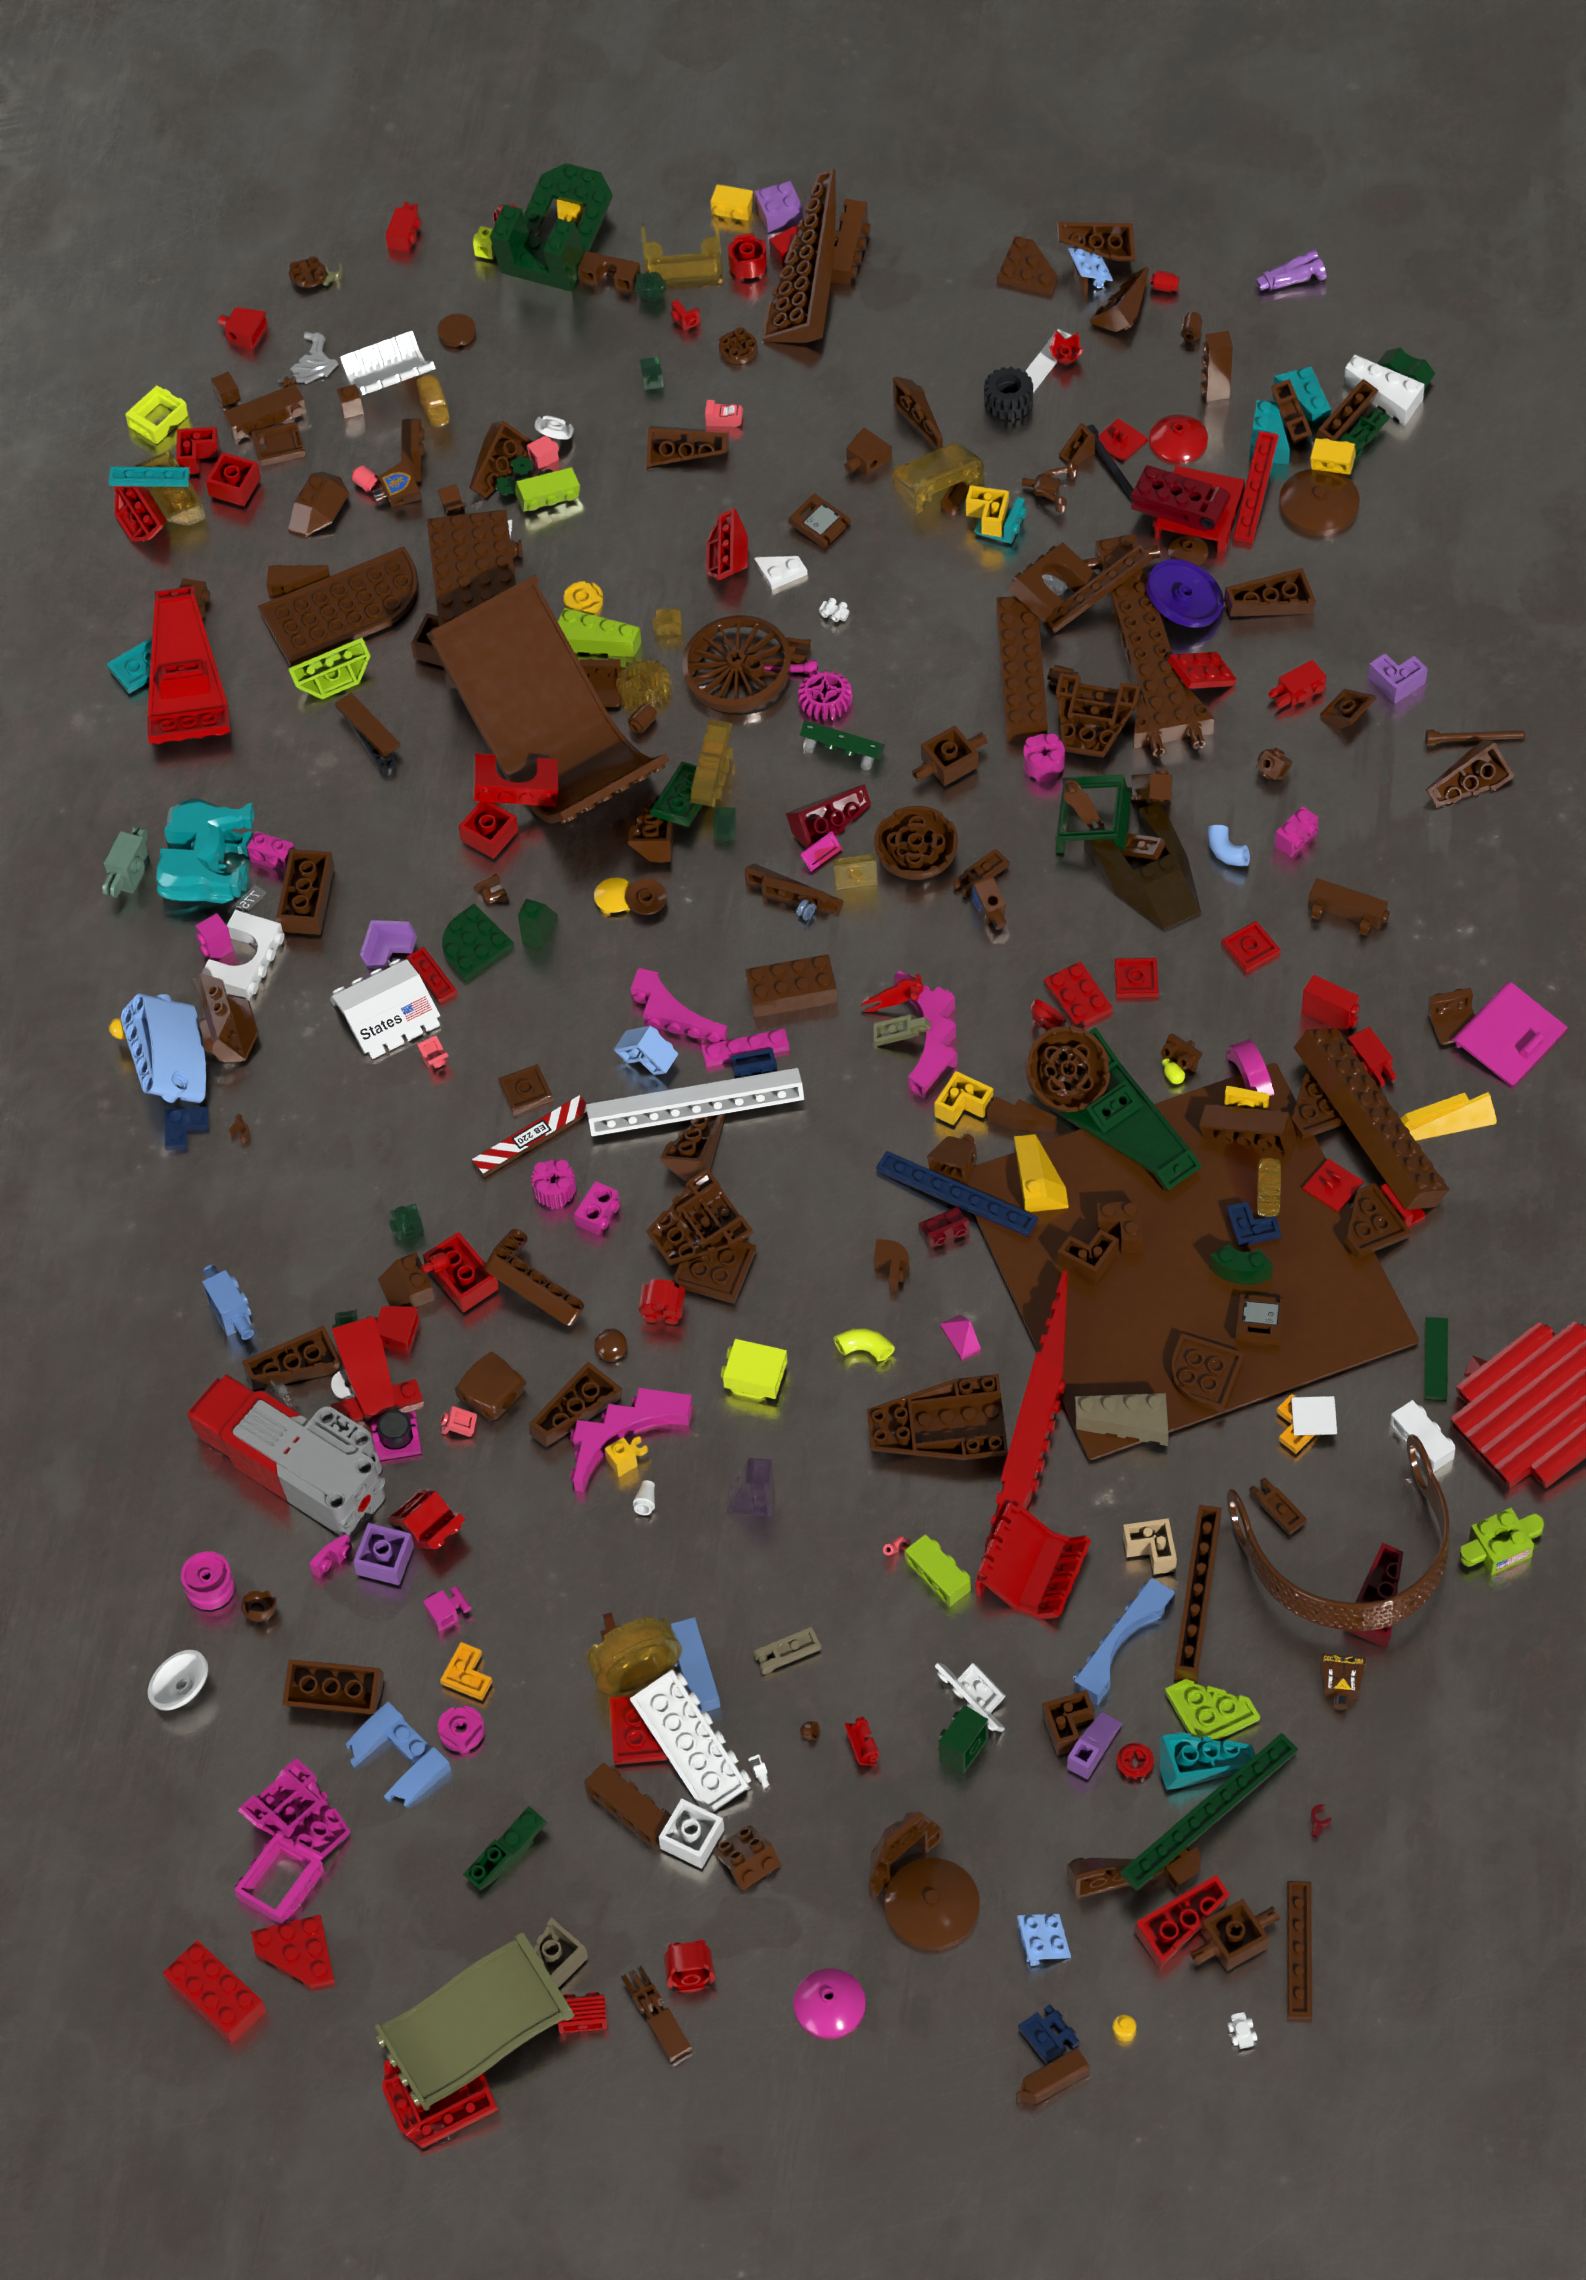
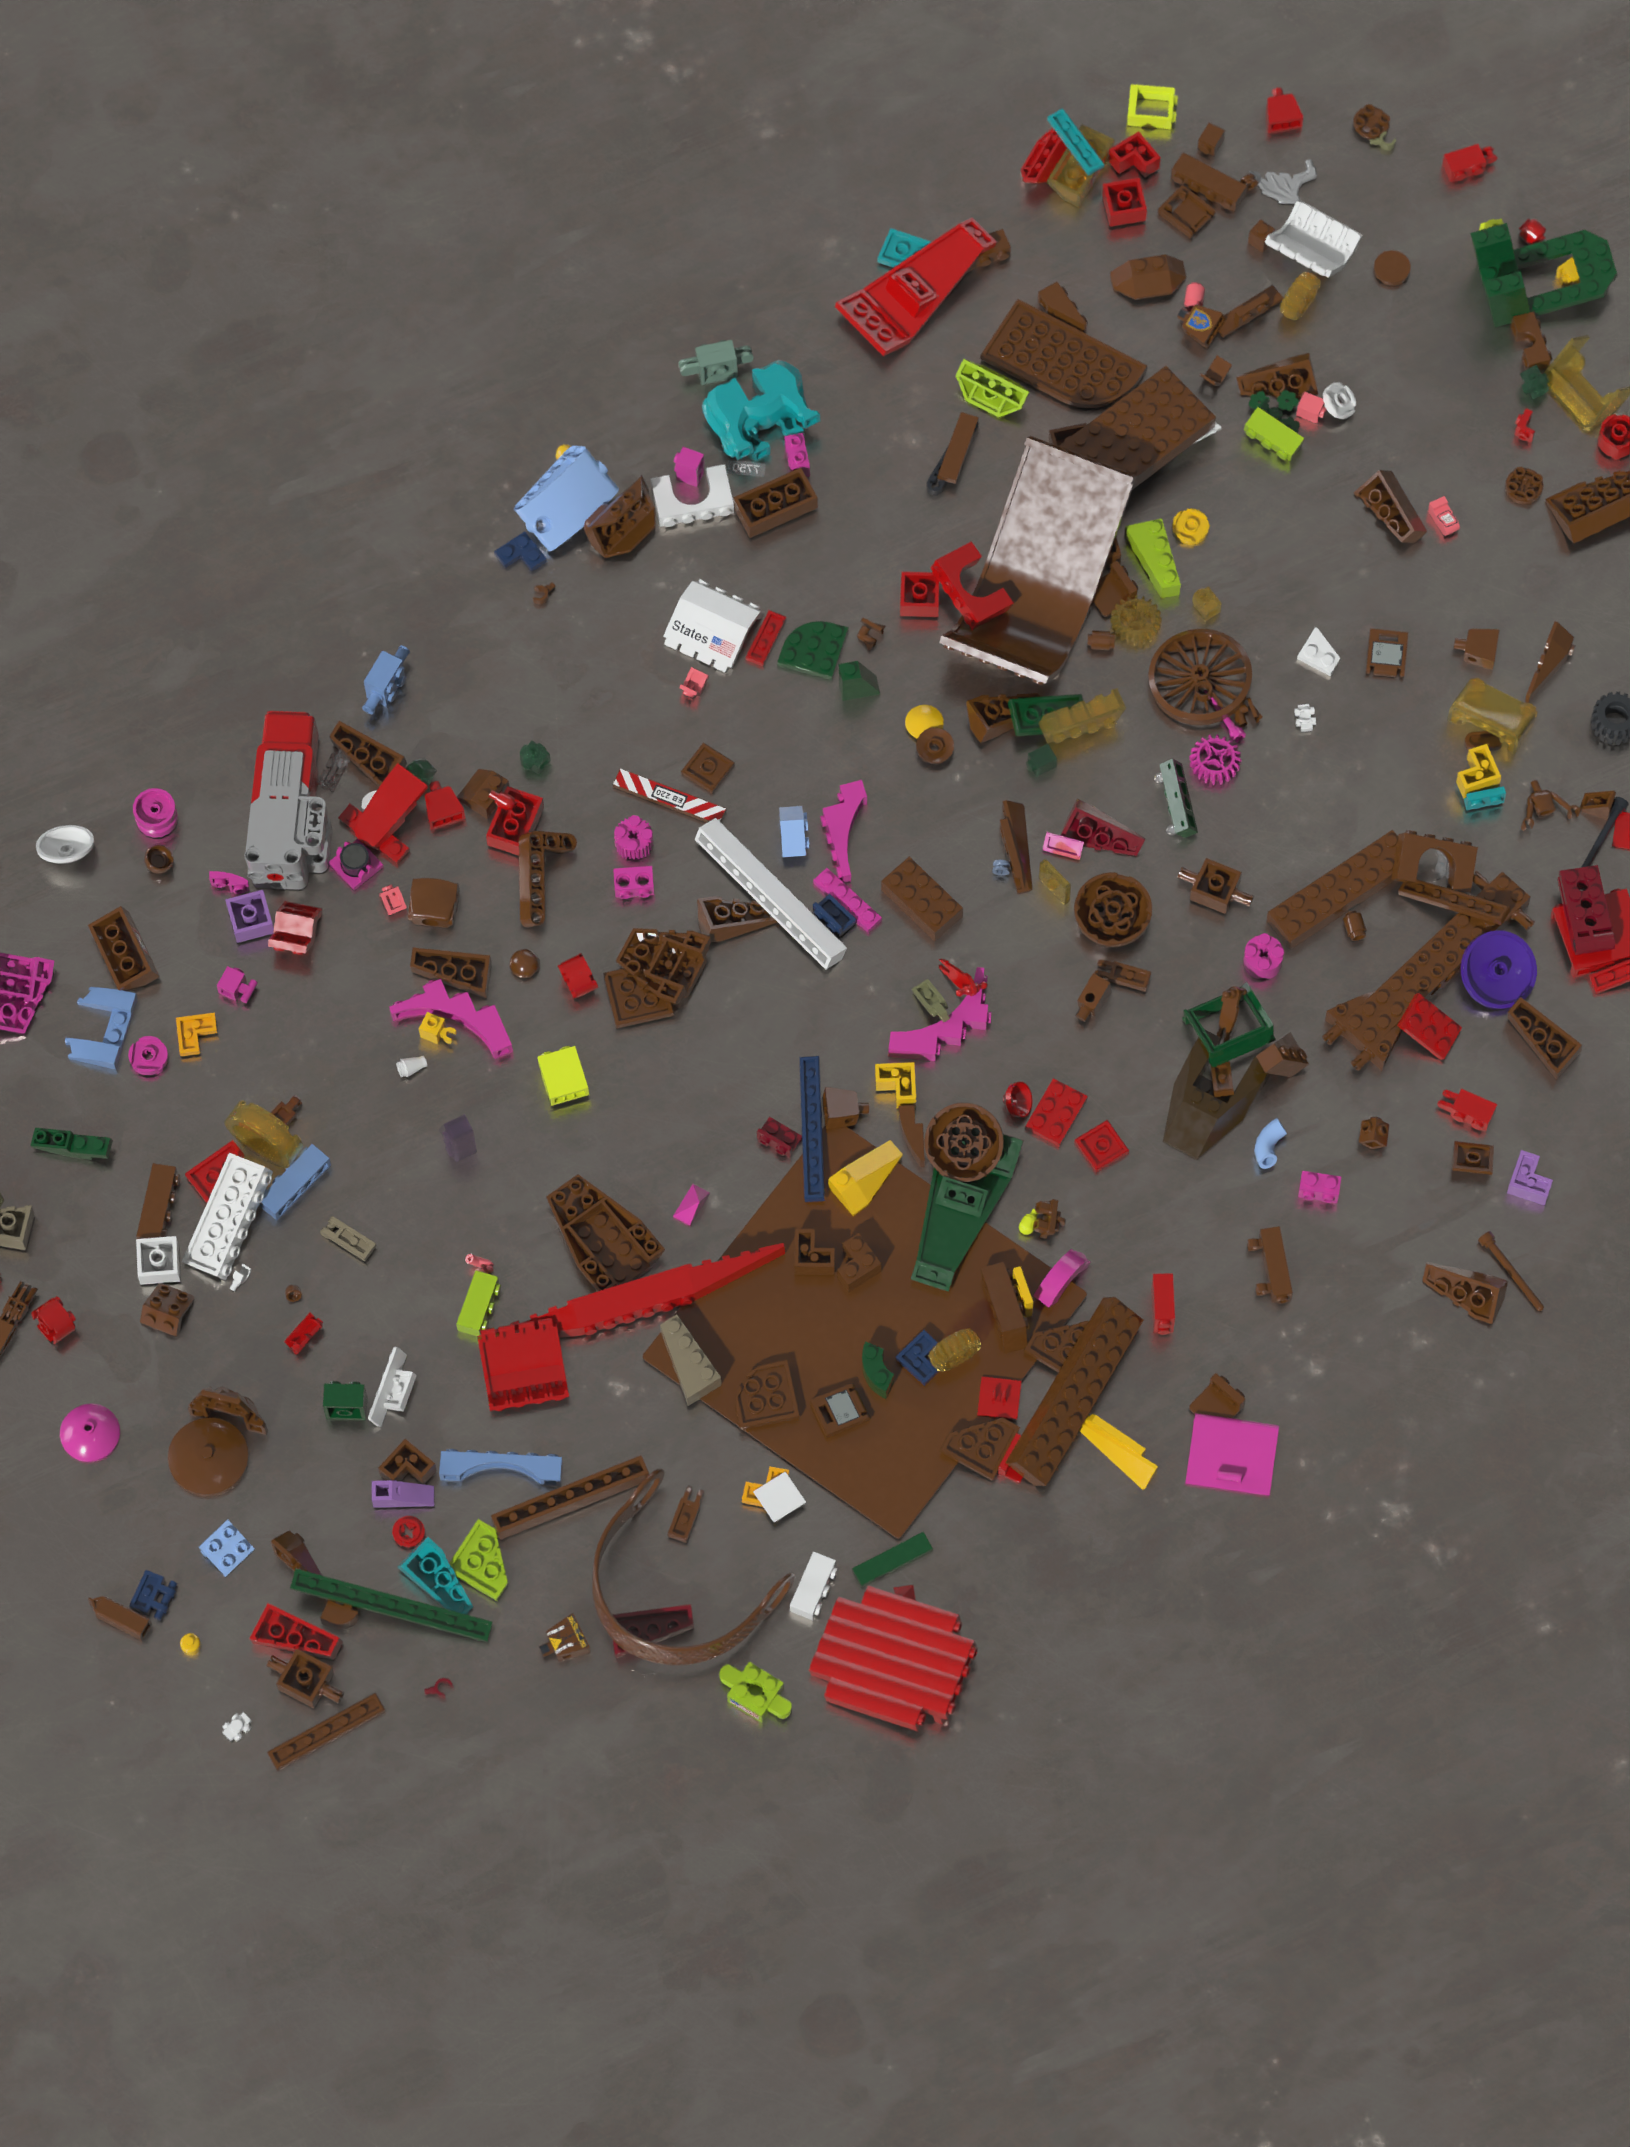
camera: 55 degrees right, 10 degrees up
(384, 939) = (767, 585): medium lavender panel -> none
(516, 548) = (1202, 448): reddish brown bush -> none
(651, 373) = (1447, 438): clear green brick -> none
(727, 546) = (1308, 602): red wedge -> none
(864, 1340) = (641, 1139): neon yellow cylinder -> none
(893, 1257) = (725, 1117): reddish brown brick -> none
(1092, 714) = (1328, 968): reddish brown wedge -> none
(1152, 1539) = (596, 1442): tan brick -> none
(1188, 549) = (1546, 954): reddish brown dish -> none
(1250, 946) = (1188, 1214): red tile -> none
(1372, 1055) = (1139, 1361): red hinge -> none

